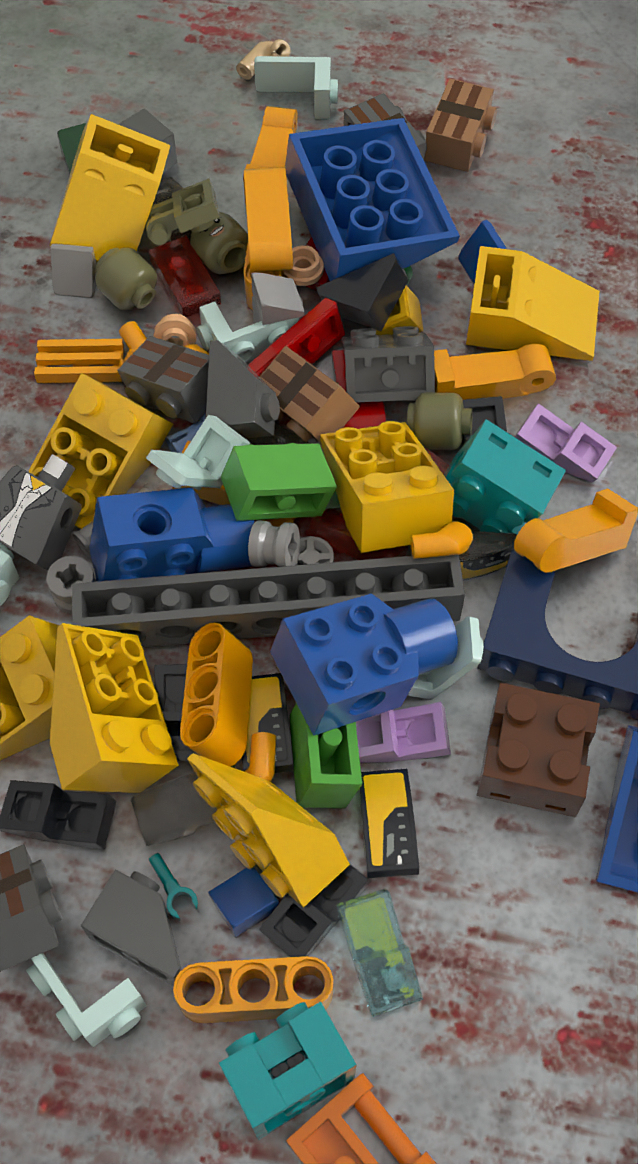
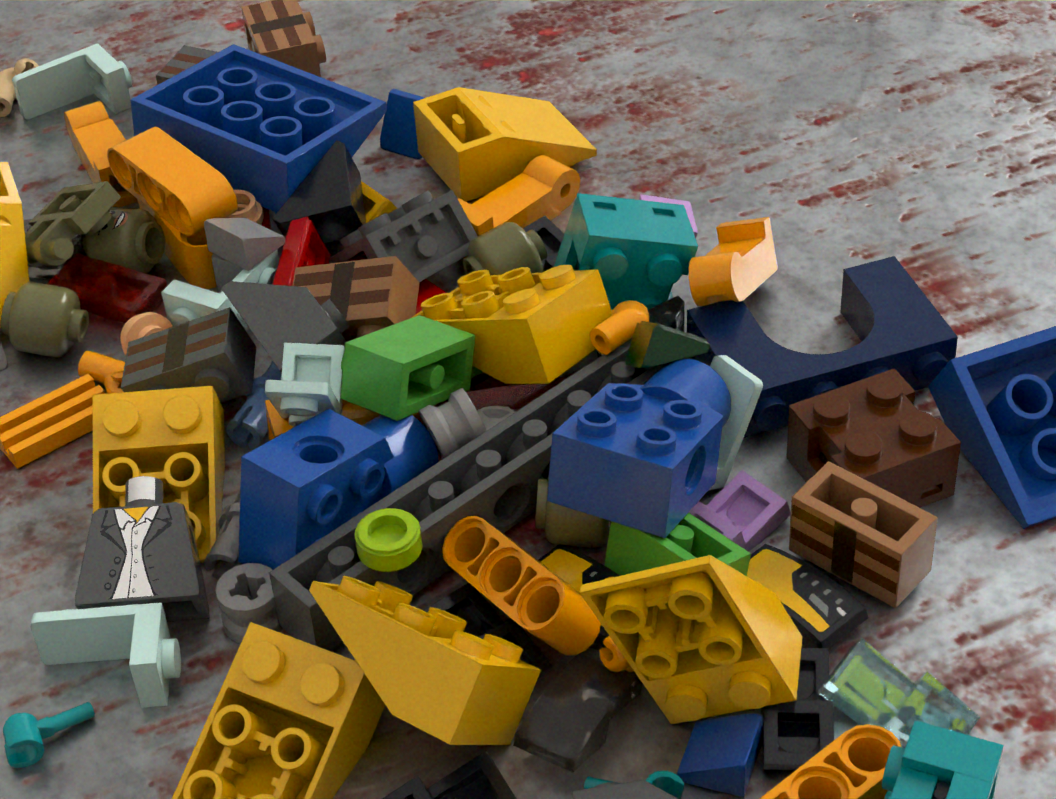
camera: 35 degrees left, 20 degrees down
(151, 612) = (388, 539): none -> lime tile
(443, 584) = (659, 344): none -> dark green slope
(462, 814) = (862, 533): none -> medium nougat brick

